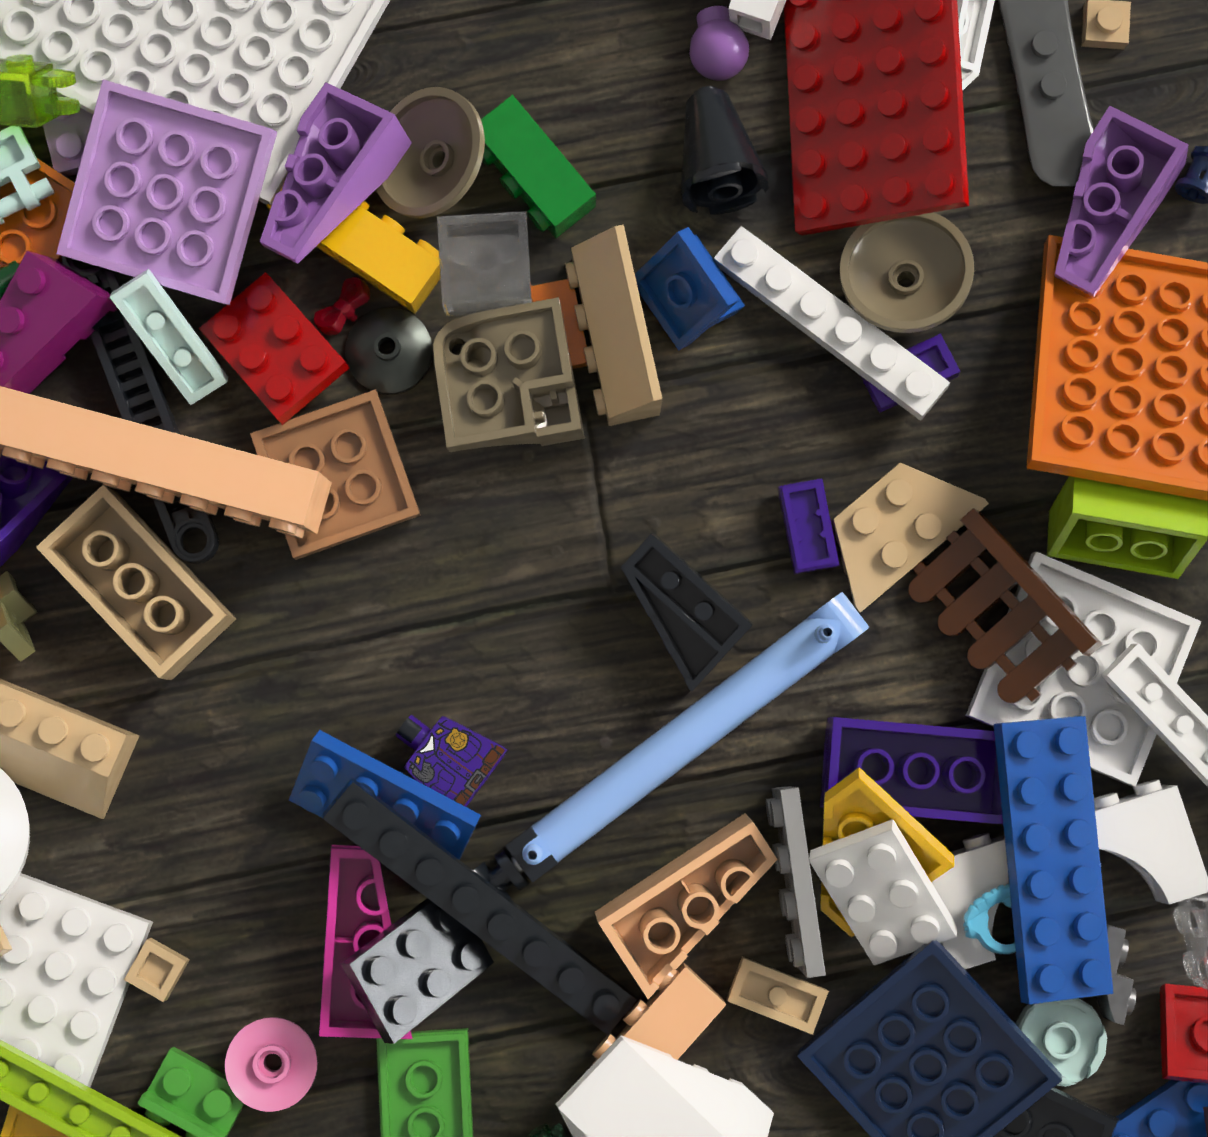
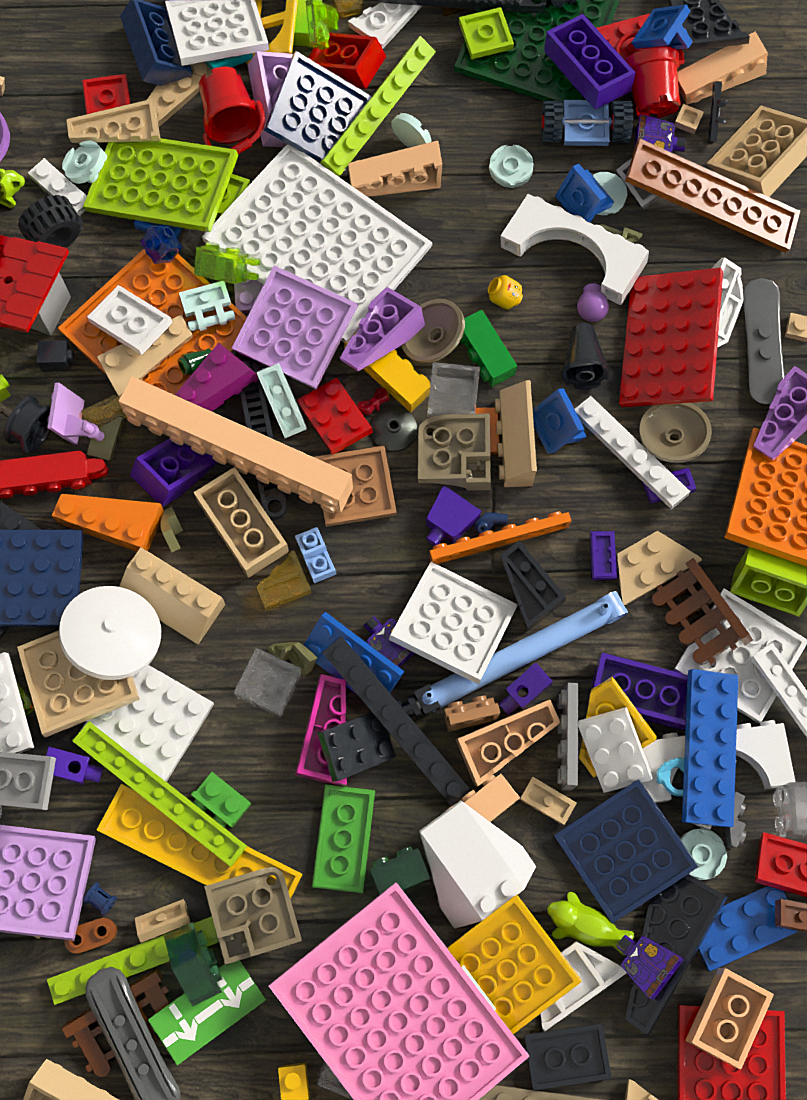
camera: 10 degrees right, 10 degrees down
(156, 969) = (212, 727): tan plate -> none
(237, 682) = (284, 583): none -> clear yellow wing
(240, 875) = (268, 682): none -> clear brick
(254, 1081) = (264, 775): bright pink dish -> none
(283, 807) = (296, 653): none -> olive slope
(286, 616) = (315, 555): none -> light blue slope
(518, 505) = (450, 517): none -> dark purple torso
(551, 51) = (505, 292): none -> yellow head
(556, 705) = (453, 622): none -> white plate
(591, 495) = (490, 519): none -> dark blue arm
(608, 871) = (471, 714): none -> medium nougat plate
(632, 518) = (509, 534): none -> orange plate
(721, 789) = (534, 680): none -> dark purple torso

